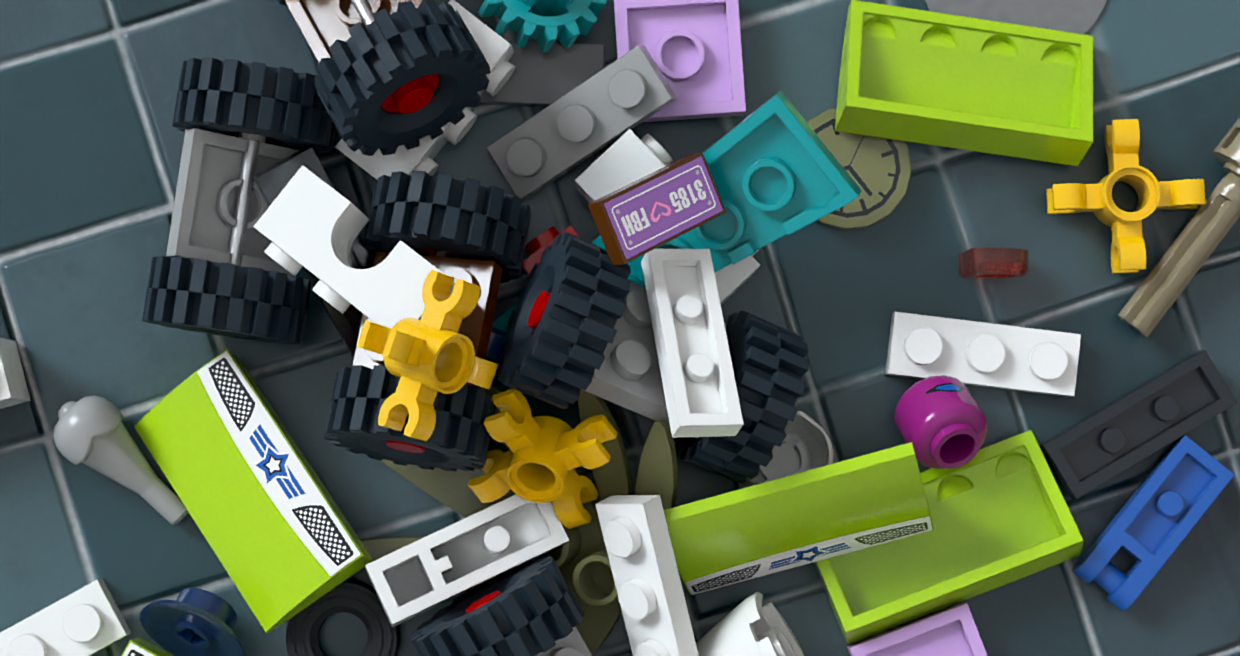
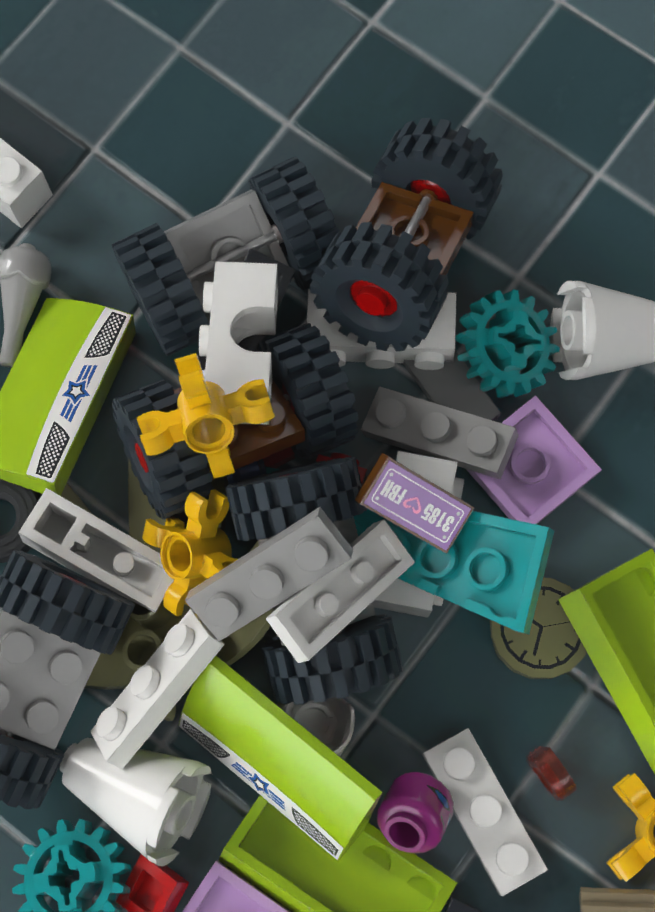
camera: 55 degrees right, 10 degrees down
(629, 402) = (269, 574): none -> light grey plate

